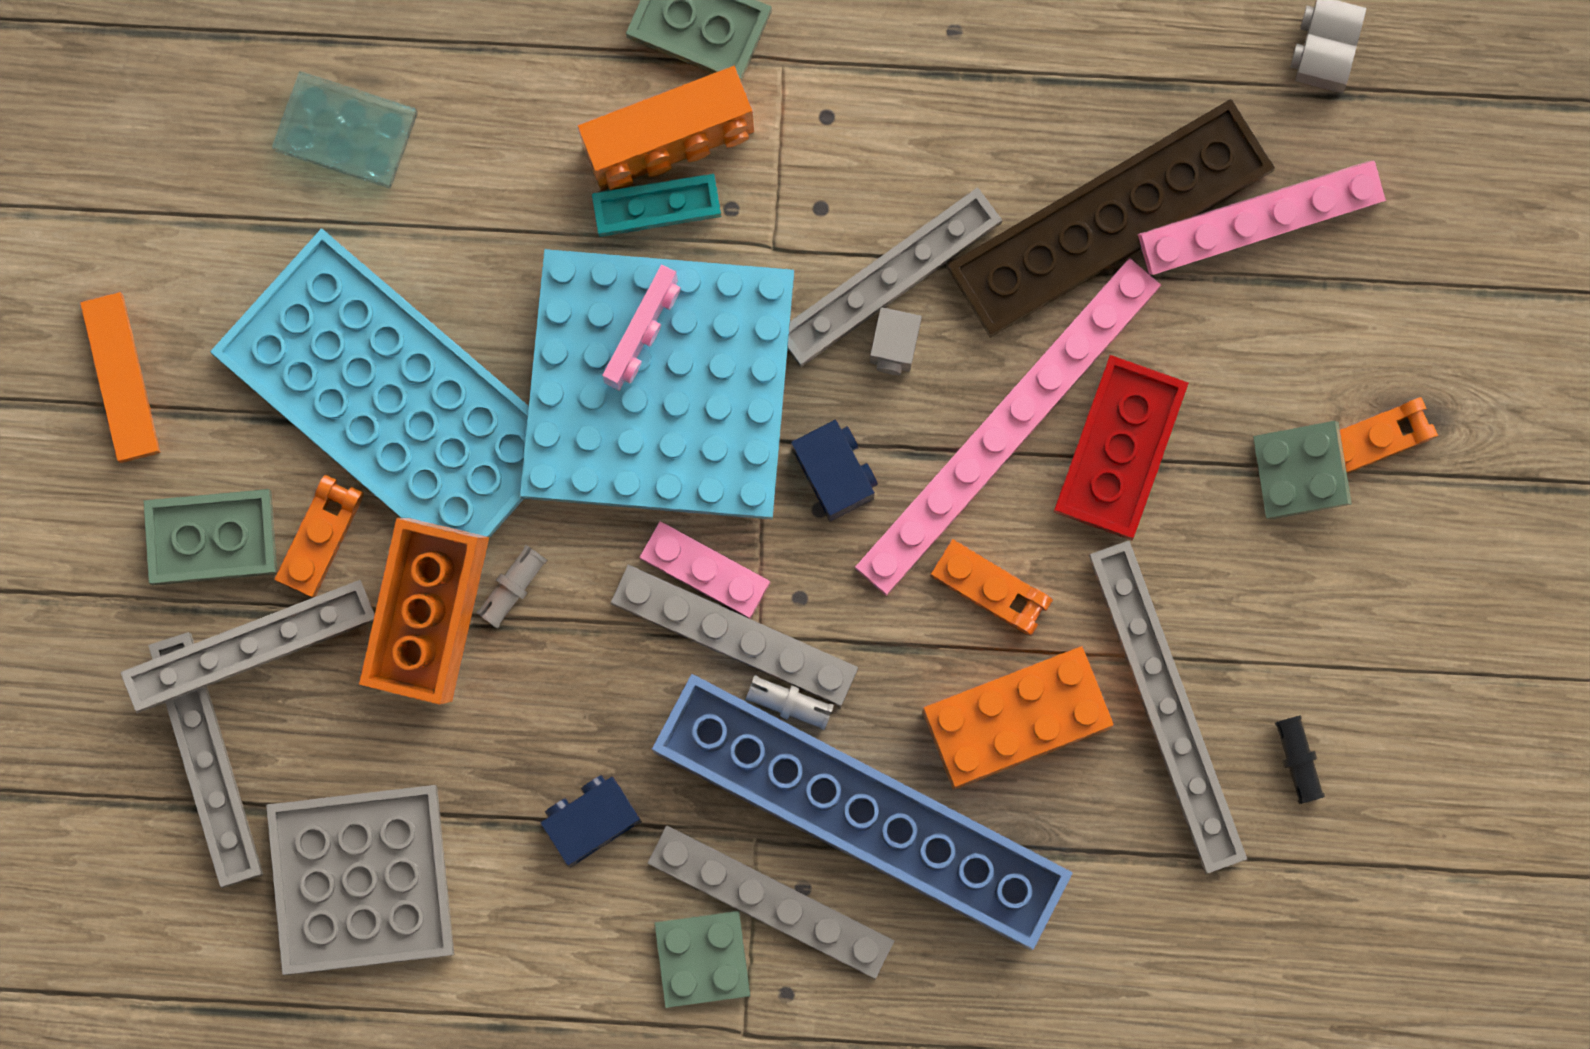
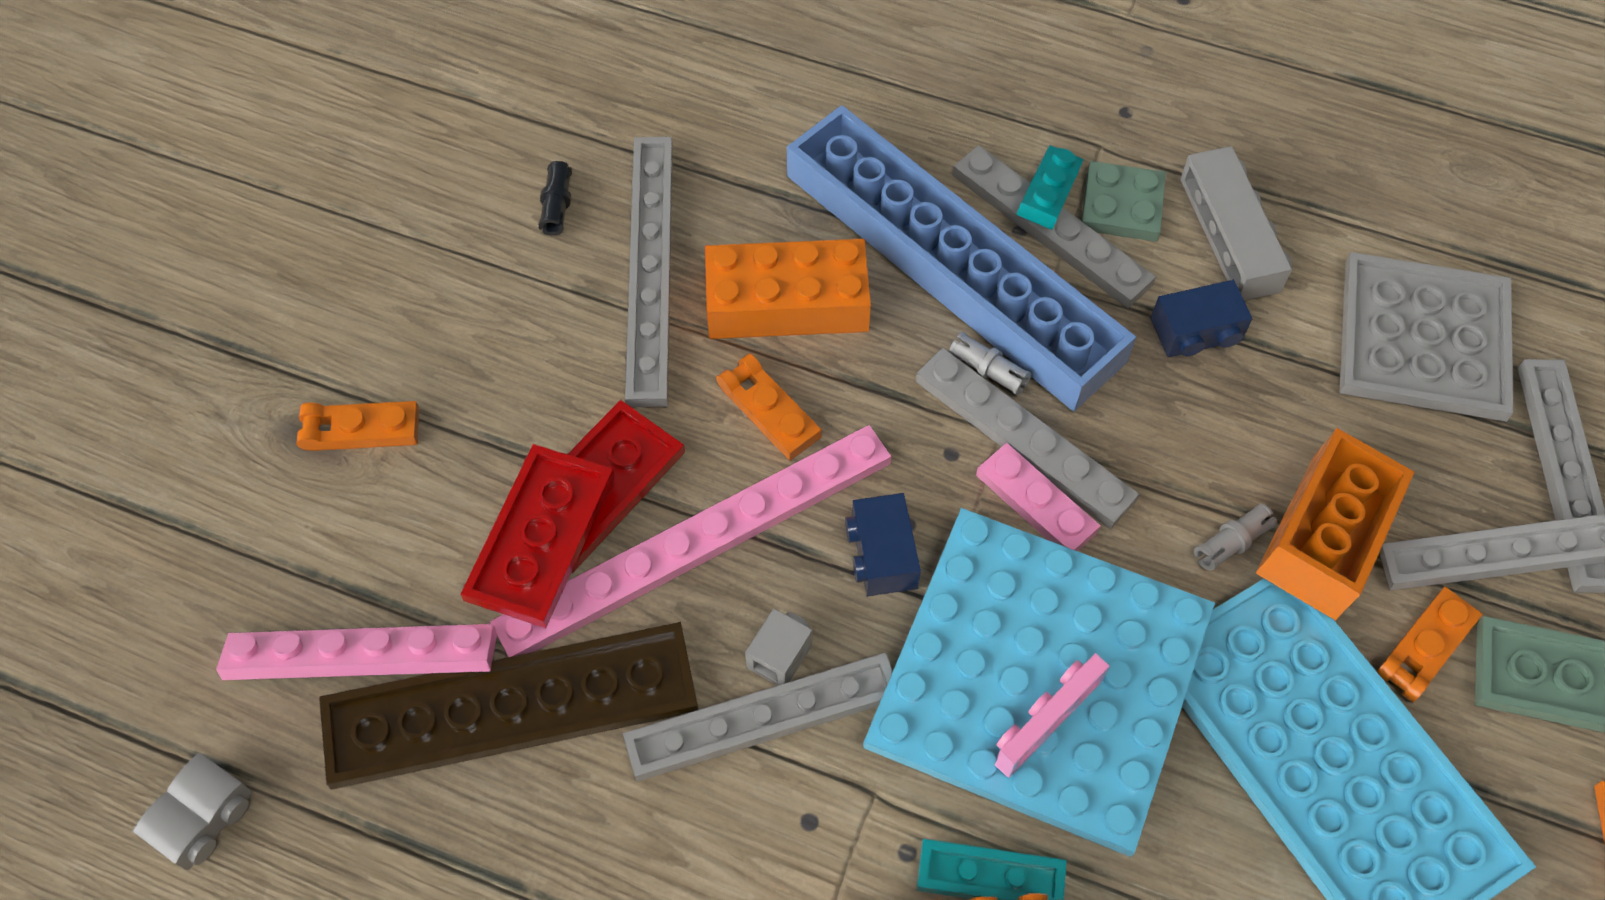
camera: 165 degrees left, 20 degrees down
(578, 950) = (1235, 222): none -> light grey brick
(782, 935) = (1050, 187): none -> teal plate
(1147, 366) = (538, 535): none -> red plate
(1302, 470) = (437, 411): sand green plate -> none

